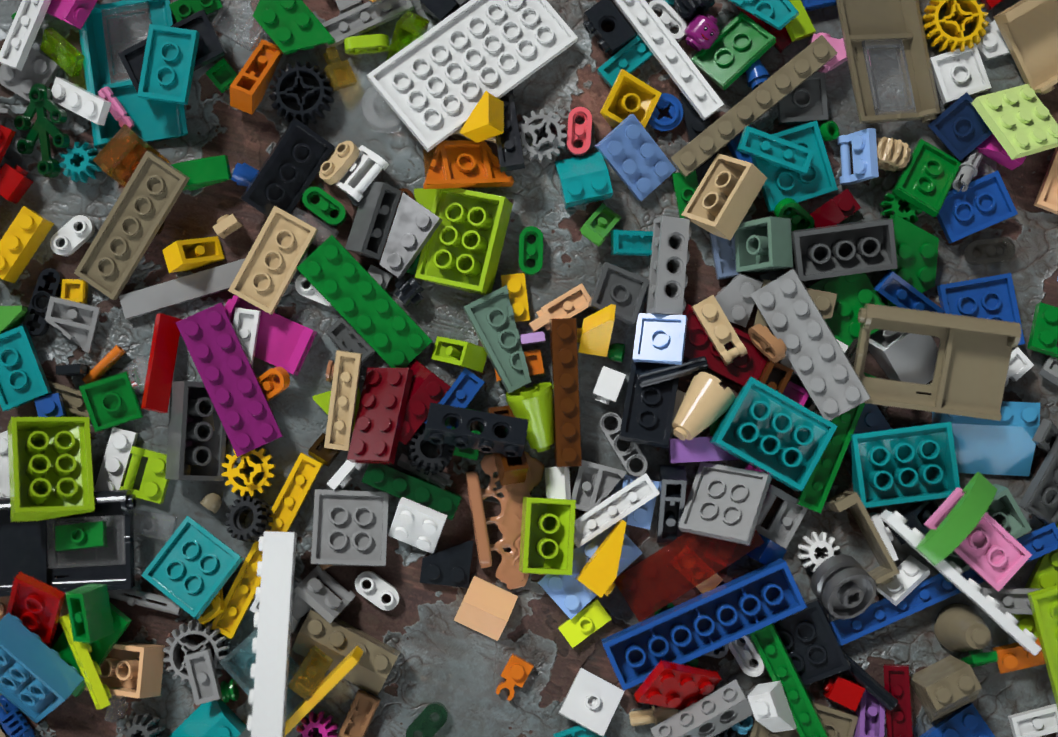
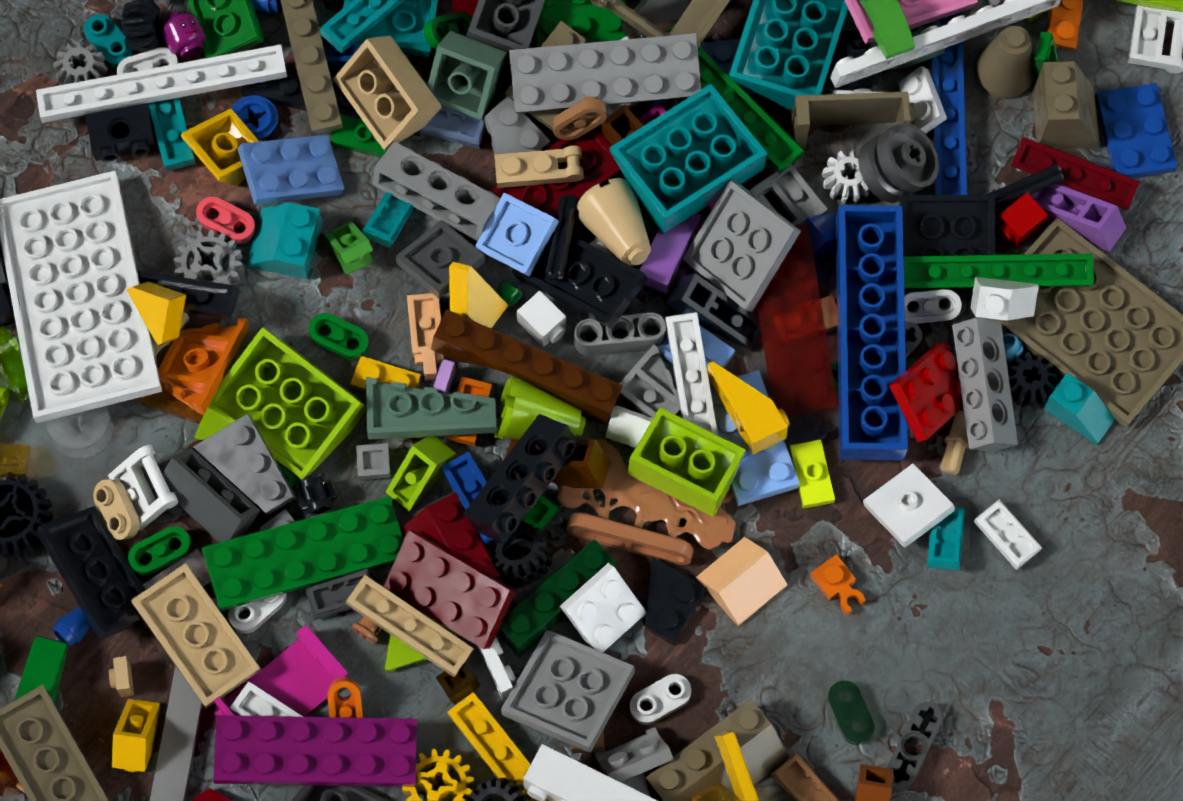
camera: 70 degrees left, 15 degrees down
(452, 318) = (373, 461): none -> light grey plate

